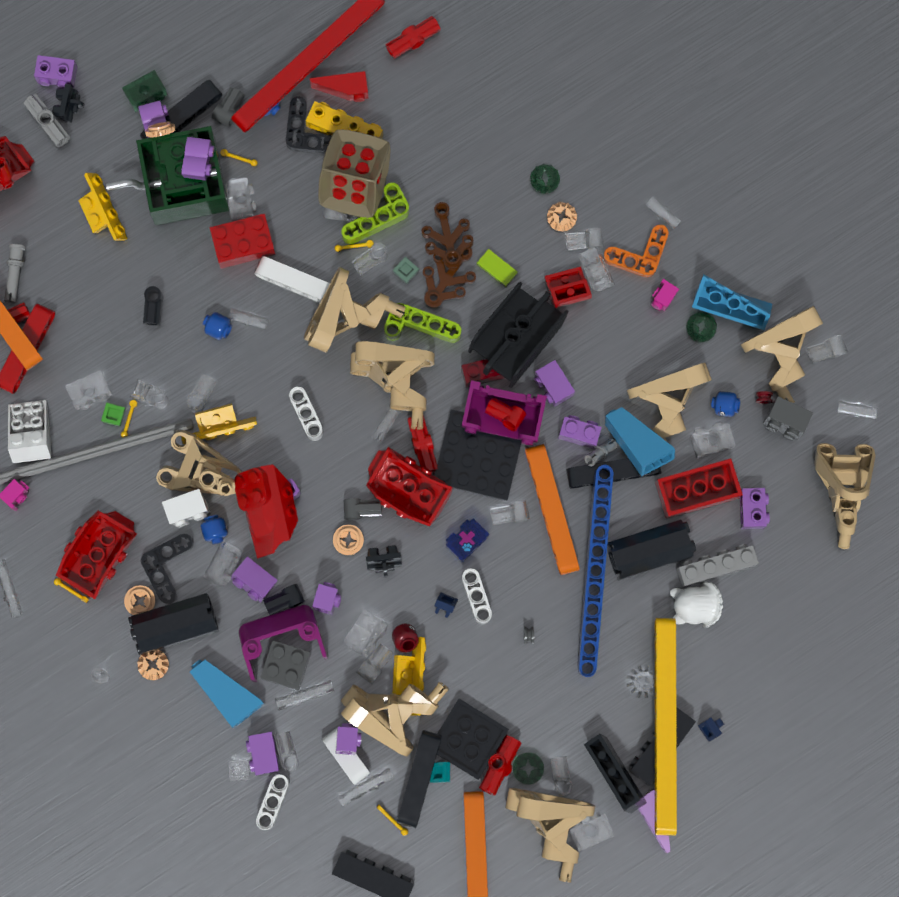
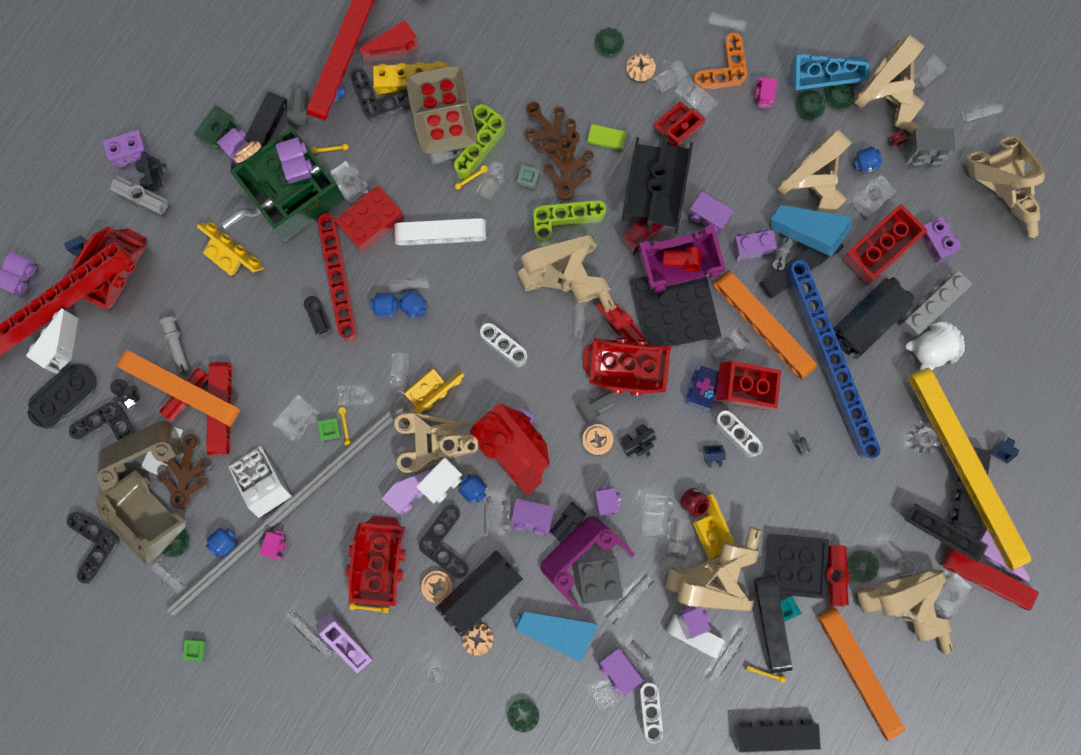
camera: 20 degrees left, 0 degrees up
(33, 609) = (343, 642): none -> lavender slope
(150, 504) = (404, 493): none -> lavender slope
(152, 744) = (521, 725): none -> clear green gear
(187, 289) = (332, 270): none -> red beam
(243, 338) = (413, 304): none -> blue head
(325, 324) = (486, 232): tan connector -> none
(505, 556) = (748, 385): none -> red brick
(637, 837) = (990, 579): none -> red beam
(725, 333) = (835, 100): none -> clear green gear

